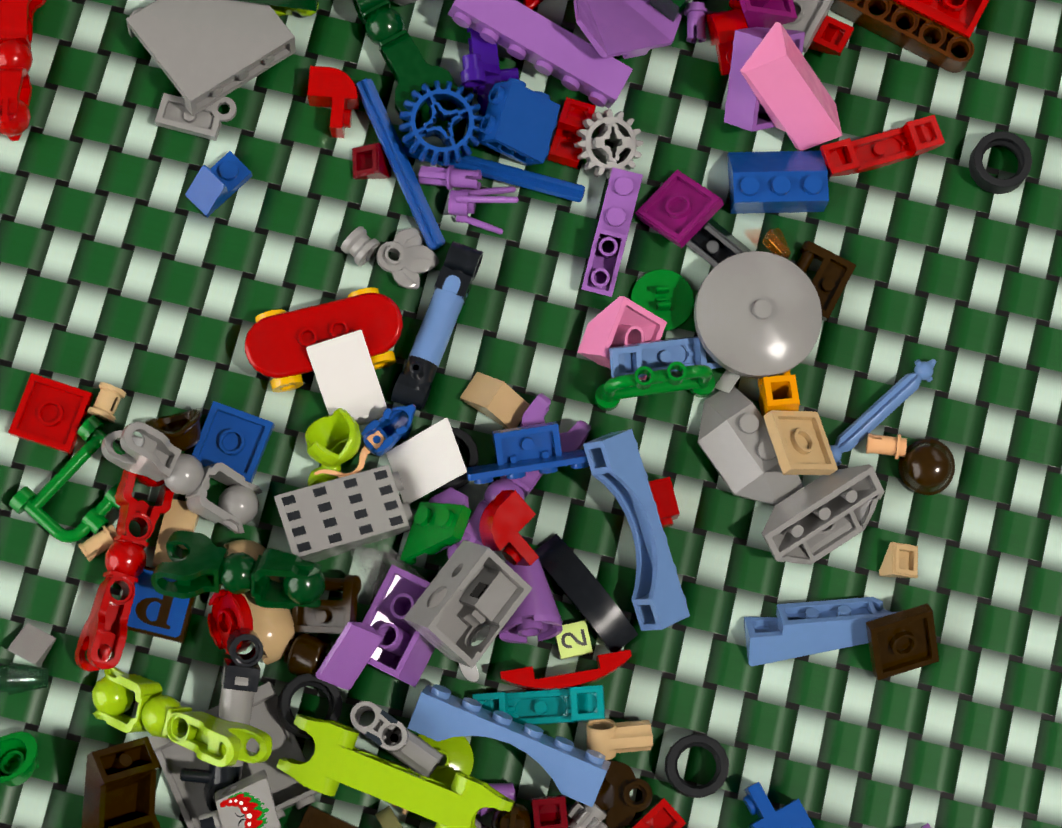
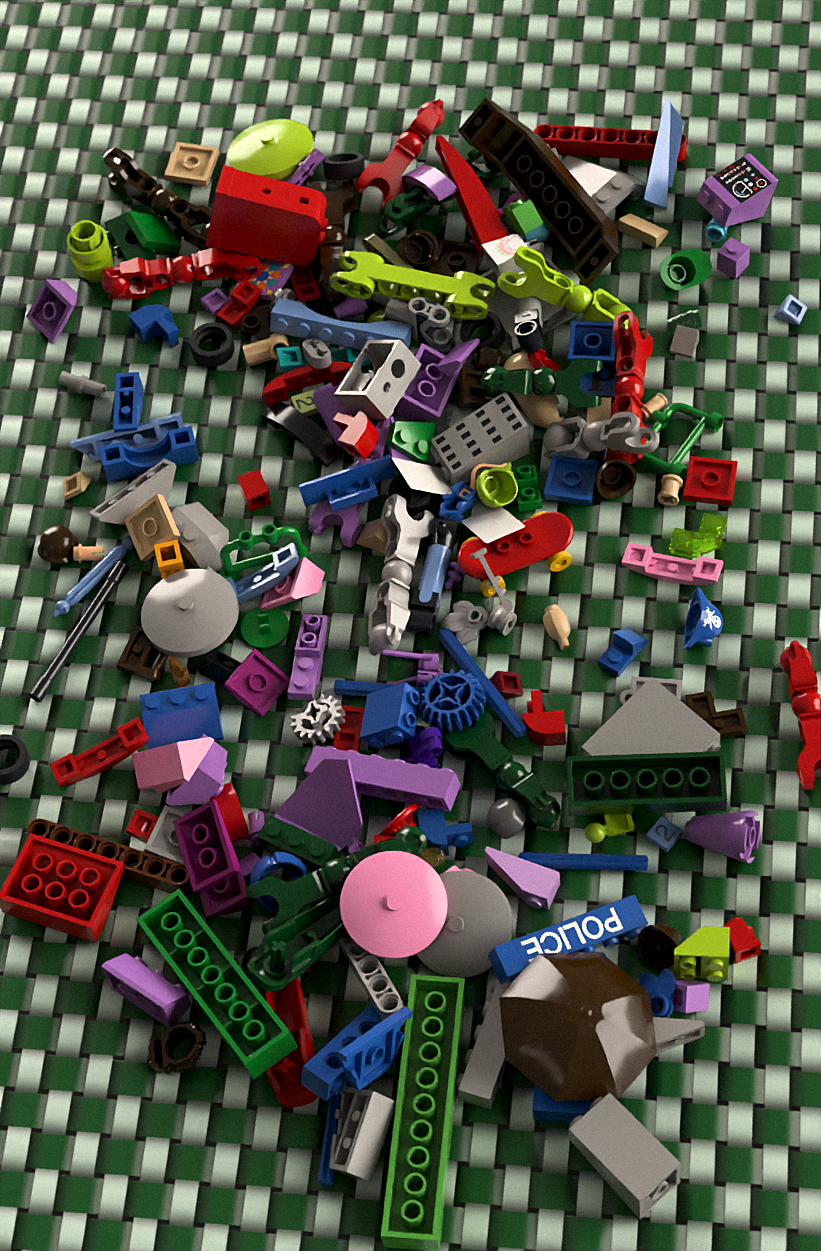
camera: 175 degrees left, 20 degrees down
(82, 321) = (698, 543): none -> clear neon green plate
(114, 195) = (702, 621): none -> blue hat
(128, 287) = (670, 568): none -> bright pink slope
(133, 63) = (726, 723): none -> dark brown plate
(159, 648) = (592, 341): none -> blue slope
(291, 449) = (528, 492): none -> green slope
(292, 230) = (557, 625): none -> tan plant
(353, 273) = (493, 580): none -> light grey piece
(410, 328) = (453, 575): none -> medium lavender hair
(467, 377) = (390, 608): none -> light grey piece
(555, 700) = (316, 353): none -> light grey beam
(657, 589) = (249, 429): medium blue arch -> none
(801, 581) = (124, 461): none -> blue arch
(823, 663) = (128, 401): none -> blue slope
(856, 398) = (46, 681): none -> black piece
(886, 730) = (82, 384): none -> light grey pin
(902, 641) = (66, 432): dark brown plate -> none

